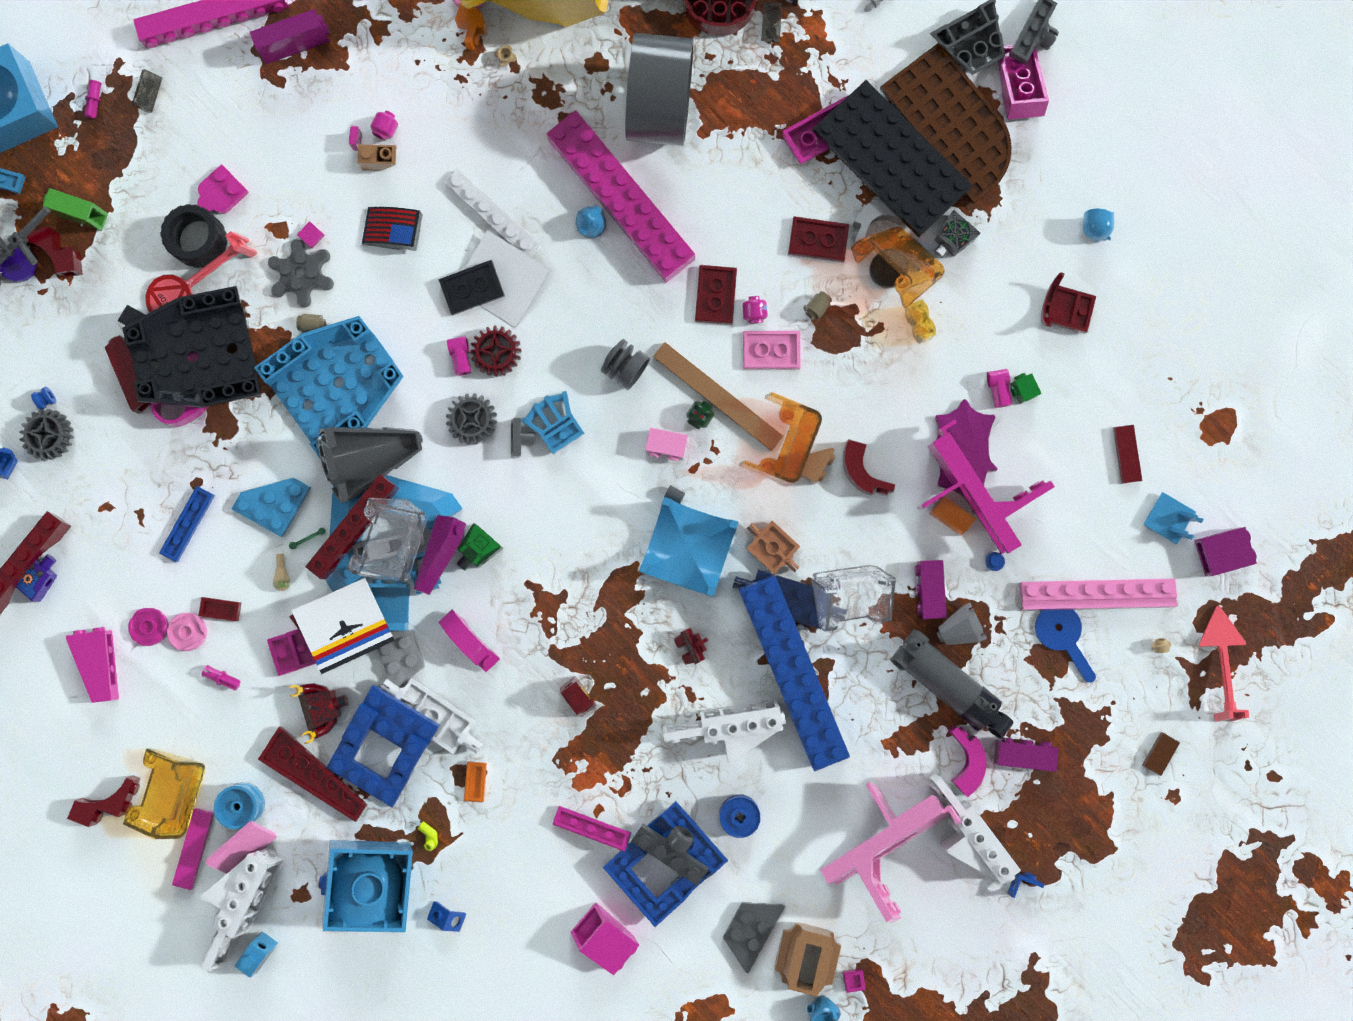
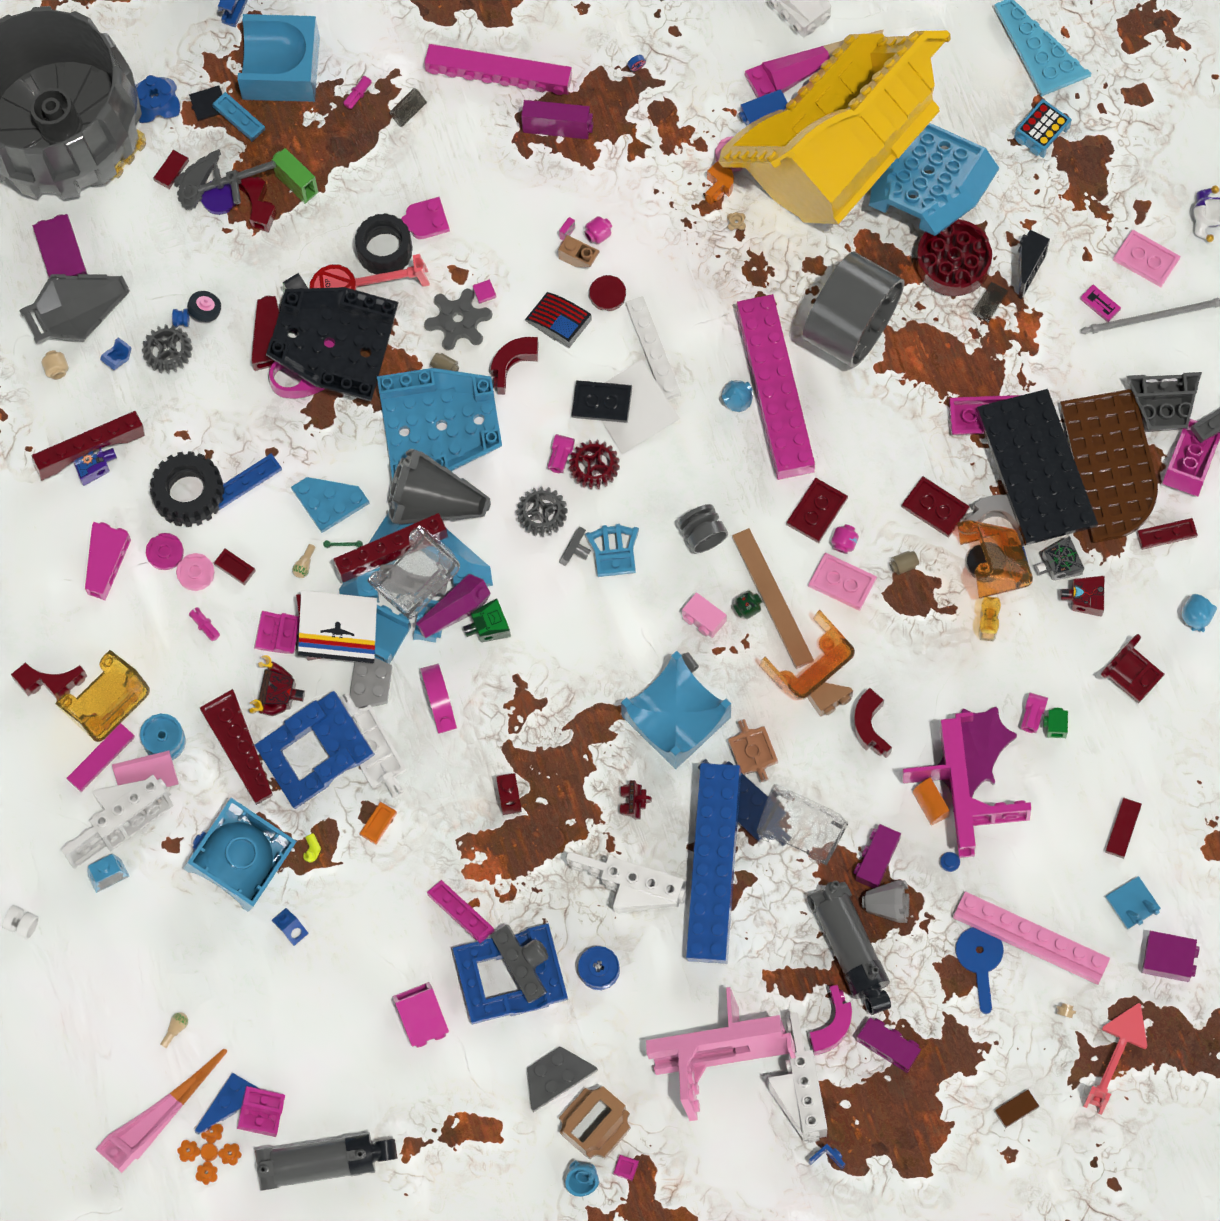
camera: 30 degrees right, 15 degrees down
(59, 376) = (204, 306): none -> black wheel
(111, 560) = (187, 466): none -> black tyre
(365, 283) = (511, 353): none -> dark red arch
(423, 181) = (607, 293): none -> dark red tile
(993, 256) = (1086, 595): none -> dark red torso
(1032, 163) = (1167, 533): none -> dark red tile

